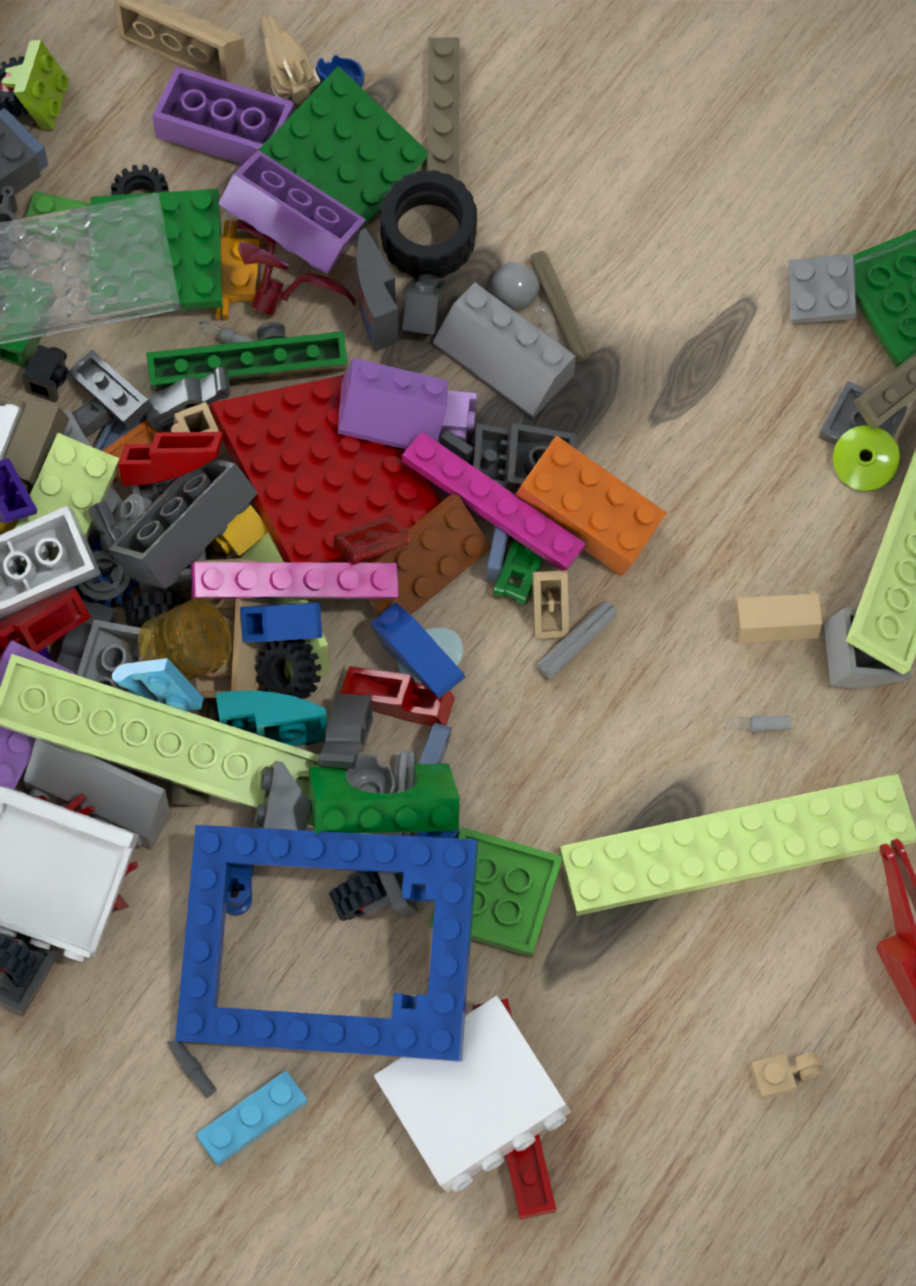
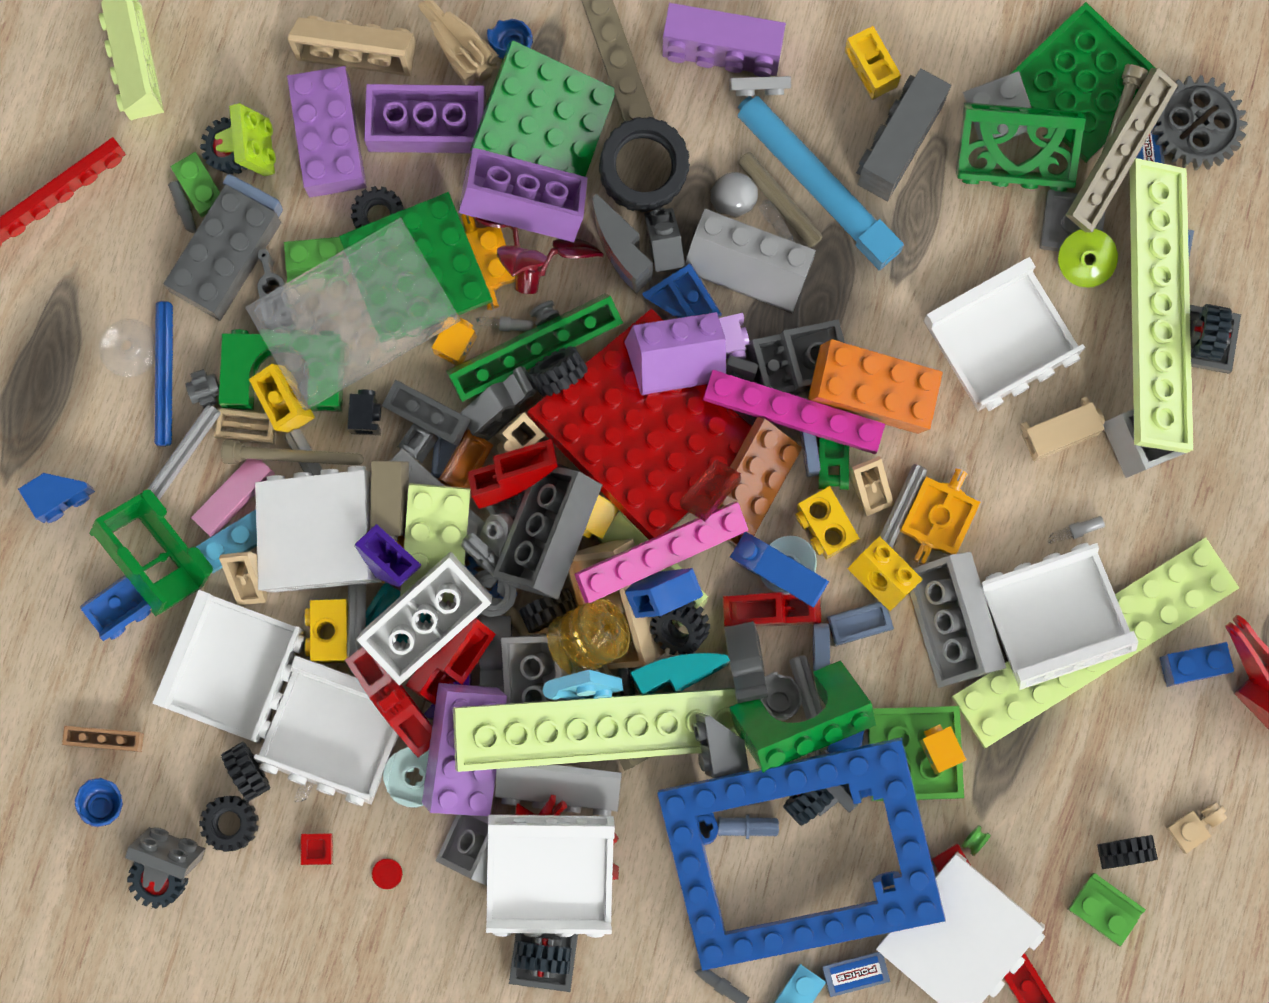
camera: 15 degrees left, 15 degrees up
(120, 103) = (326, 131): none -> medium lavender brick
(168, 331) = (455, 342): none -> light orange brick
(259, 380) = (558, 371): none -> black tyre
(284, 908) = (748, 826): none -> sand blue axle
(343, 1103) = (855, 974): none -> tile
(422, 356) = (683, 294): none -> blue wing
(487, 742) = (859, 623): none -> sand blue tile
(492, 628) = (834, 520): none -> yellow brick
(525, 889) = (942, 748): none -> light orange brick
(529, 1003) = (976, 840): none -> bright green bush
(531, 695) = (884, 573): none -> yellow brick
(556, 136) = (723, 40): none -> medium lavender brick
(570, 184) = (771, 85): none -> light grey plate
(591, 767) = (956, 620): none -> light grey slope
(613, 661) = (940, 516): none -> light orange plate
(641, 365) = (872, 236): none -> dark azure brick
(650, 1128) = (1106, 909): none -> bright green plate
(693, 1066) = (1127, 852): none -> black tyre
(703, 204) = (872, 62): none -> yellow brick
(704, 796) = (1057, 615): none -> white panel
(709, 277) = (905, 131): none -> dark grey brick
(747, 504) = (1002, 336): none -> white panel
(802, 288) = (1033, 118): none -> green fence
(842, 898) = (1196, 664): none -> blue brick

